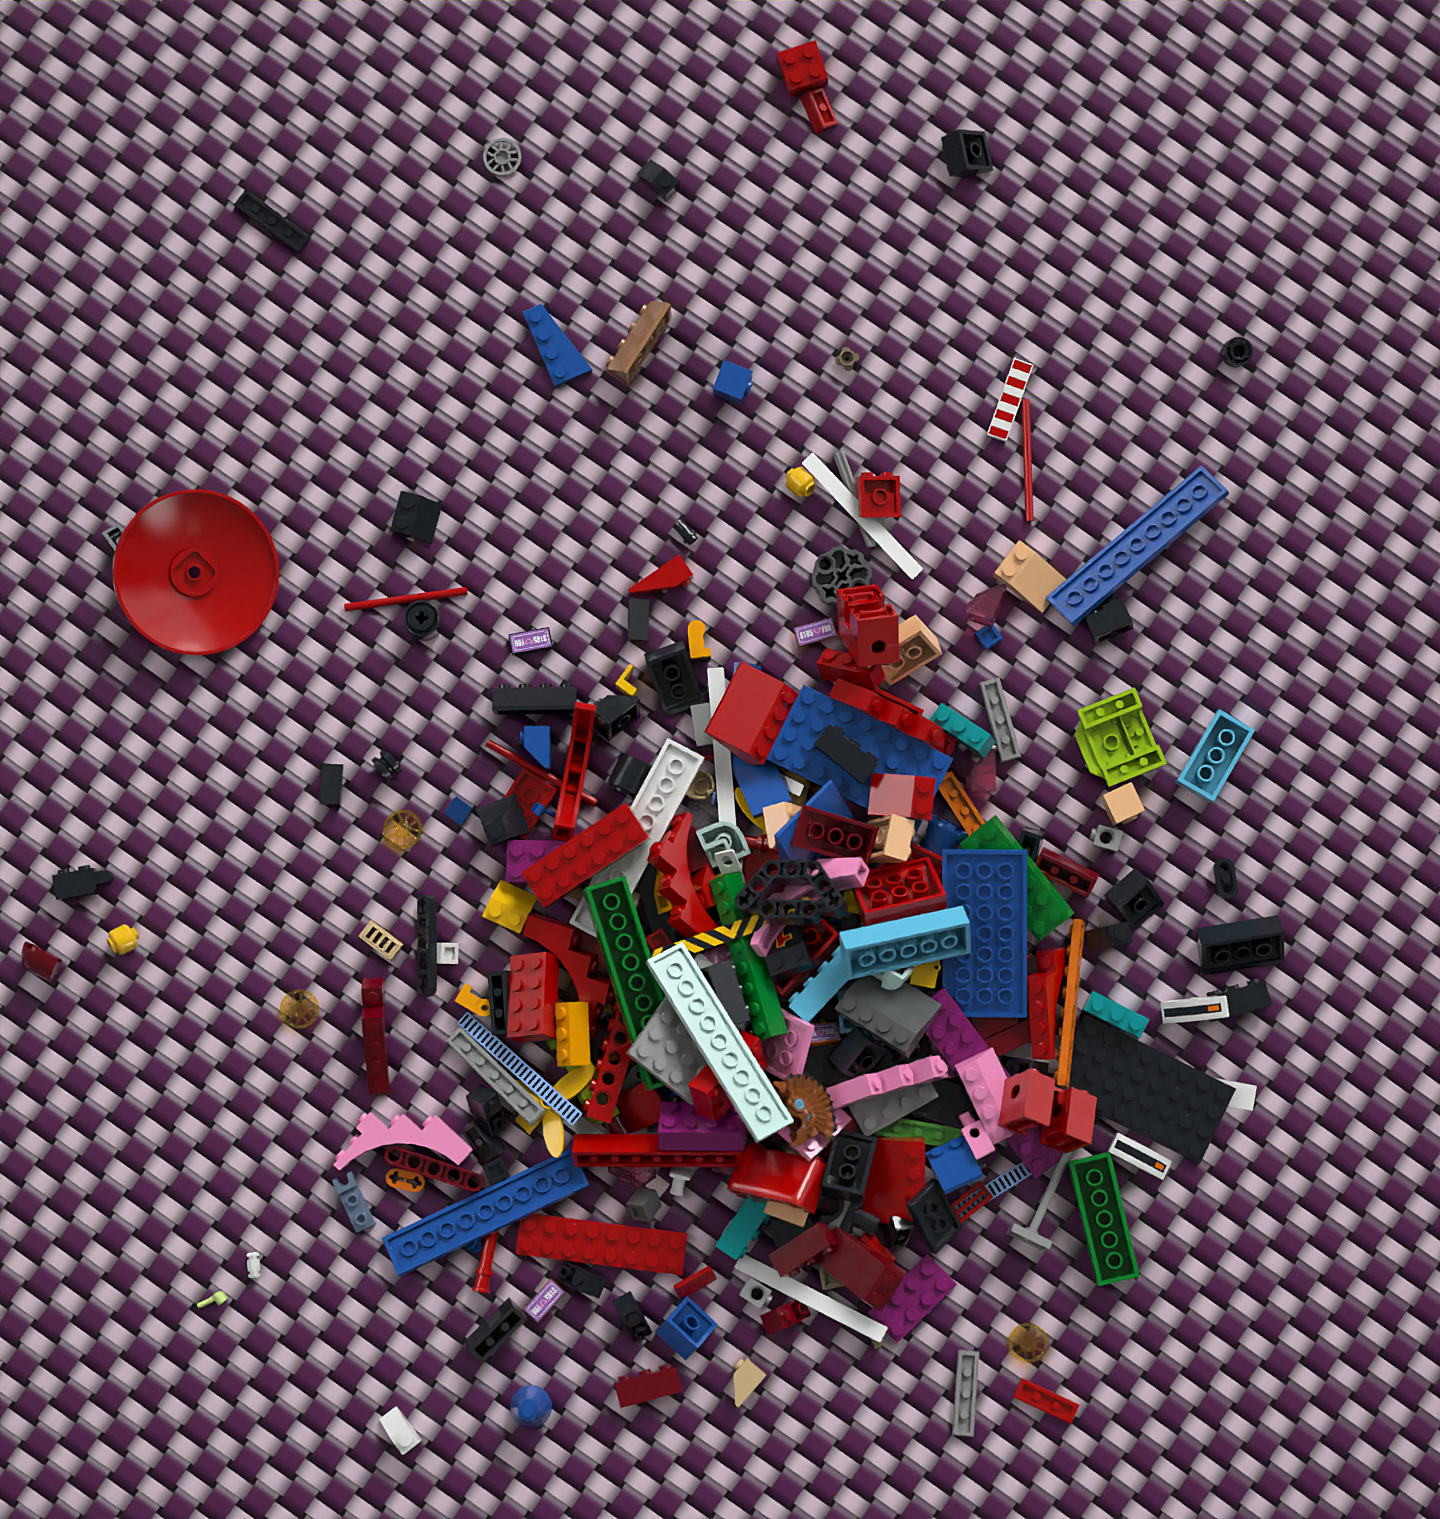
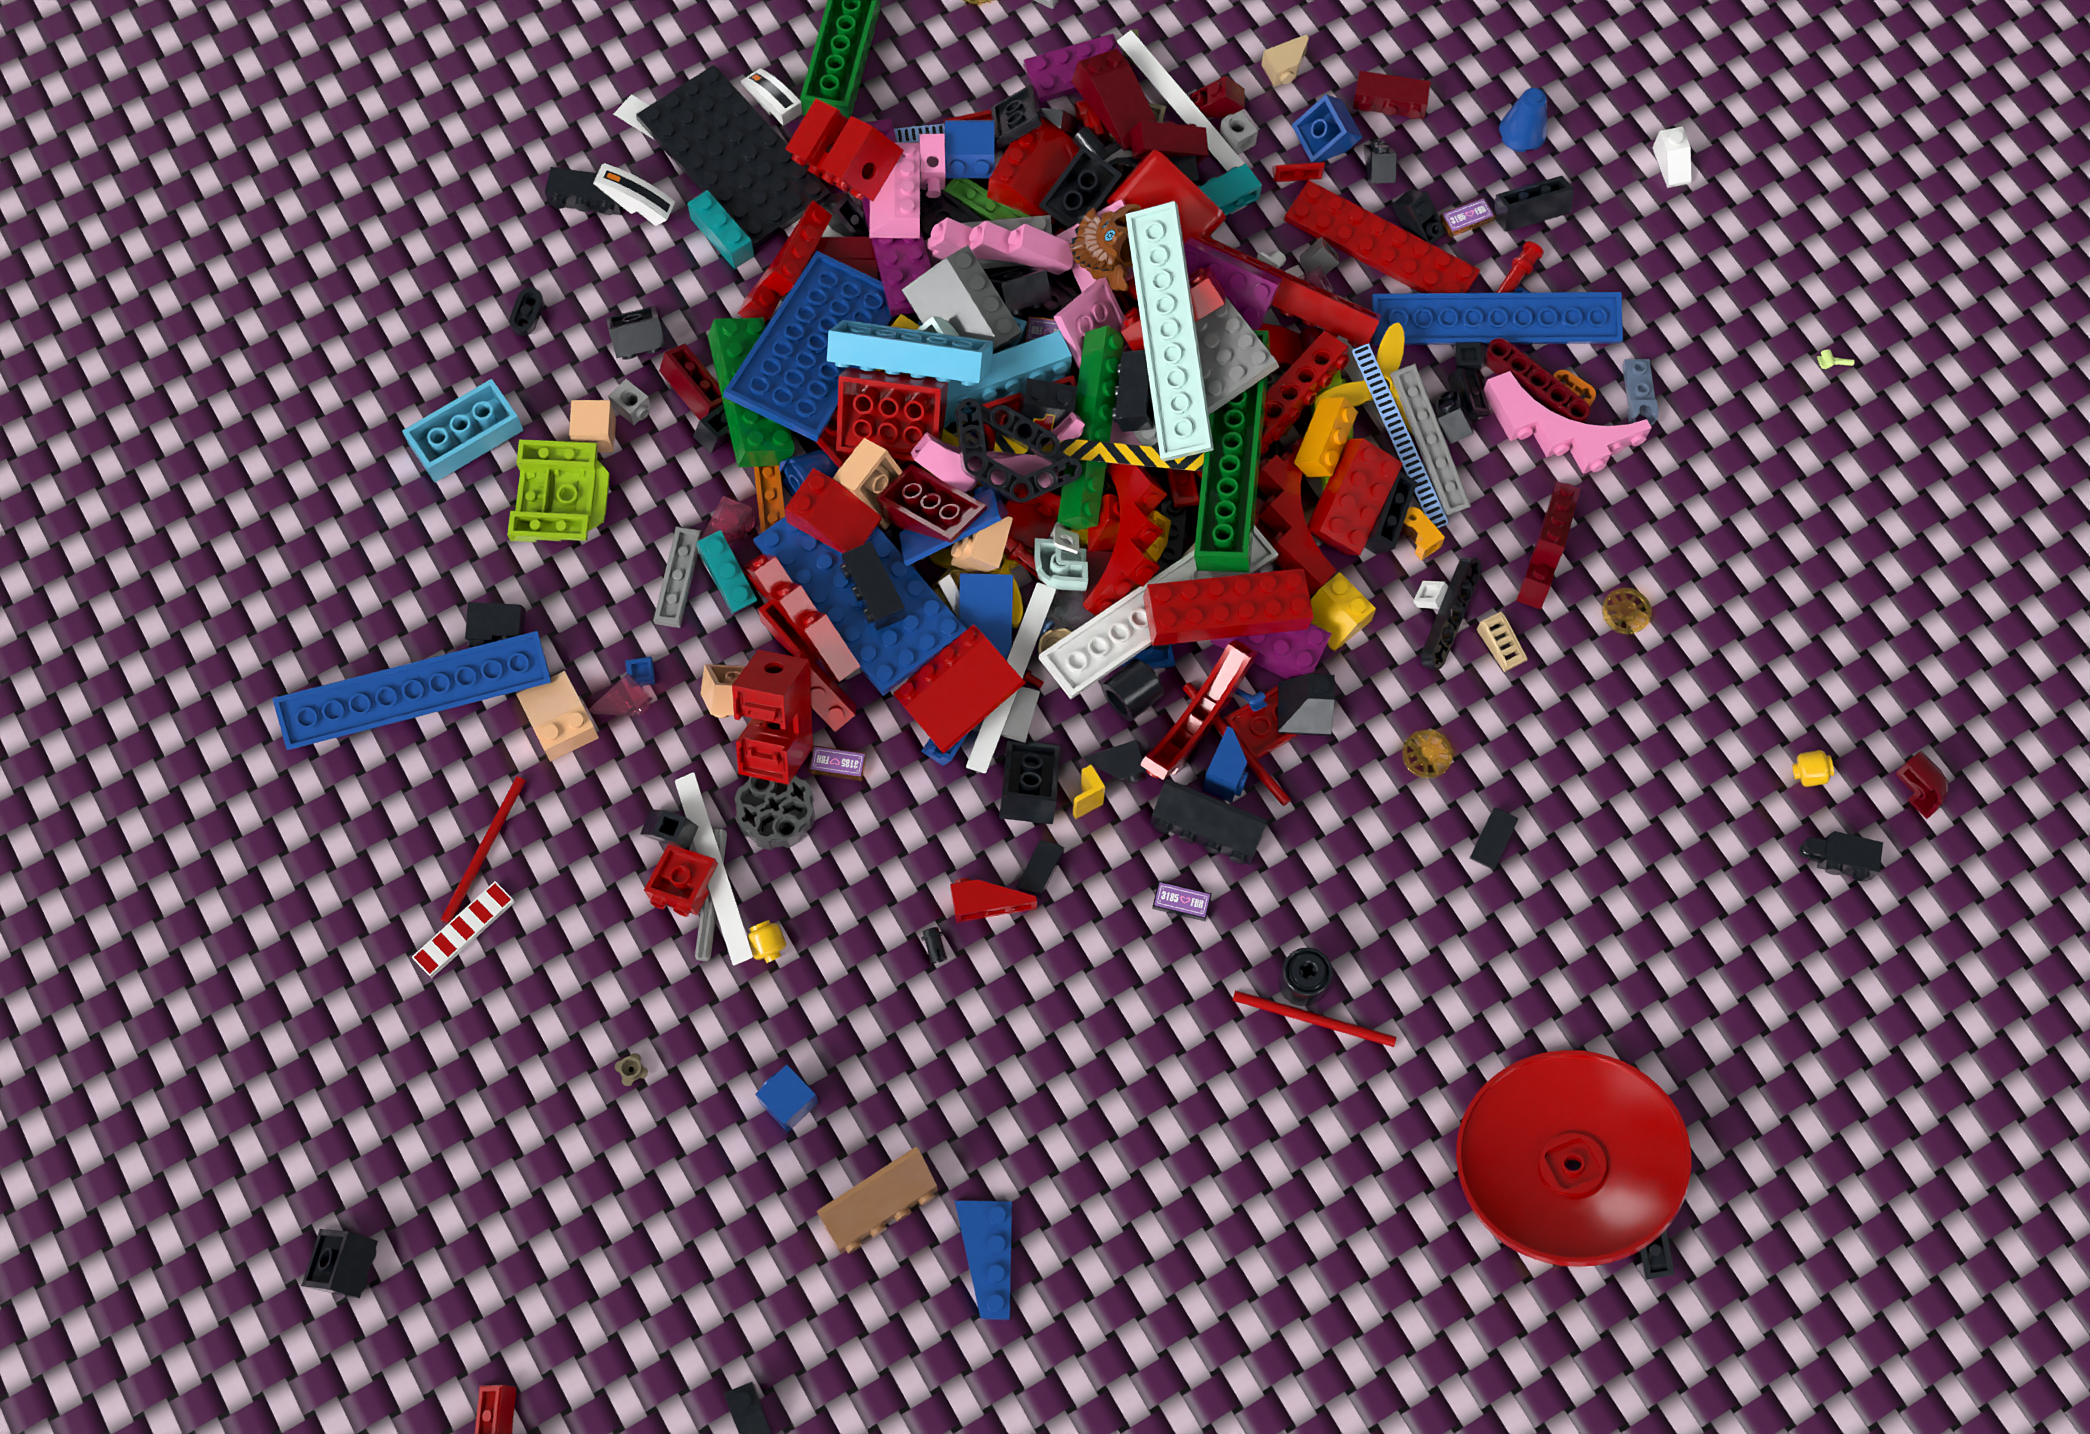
camera: 160 degrees left, 15 degrees down
(253, 1265) = (1776, 374): white piece -> none
(387, 765) = (1418, 827): black wheel -> none
(416, 517) = (1260, 1111): black slope -> none
(458, 810) = (1351, 745): blue slope -> none
(696, 632) = (980, 818): light orange leg -> none
(906, 526) = (669, 828): none -> black slope
(1030, 1234) = (924, 63): light grey tile -> none
(1070, 994) = (768, 248): orange plate -> none
(1109, 936) = (682, 306): black slope -> none
(1240, 945) = (548, 242): black slope -> none
(1245, 348) = (156, 854): black wheel -> none

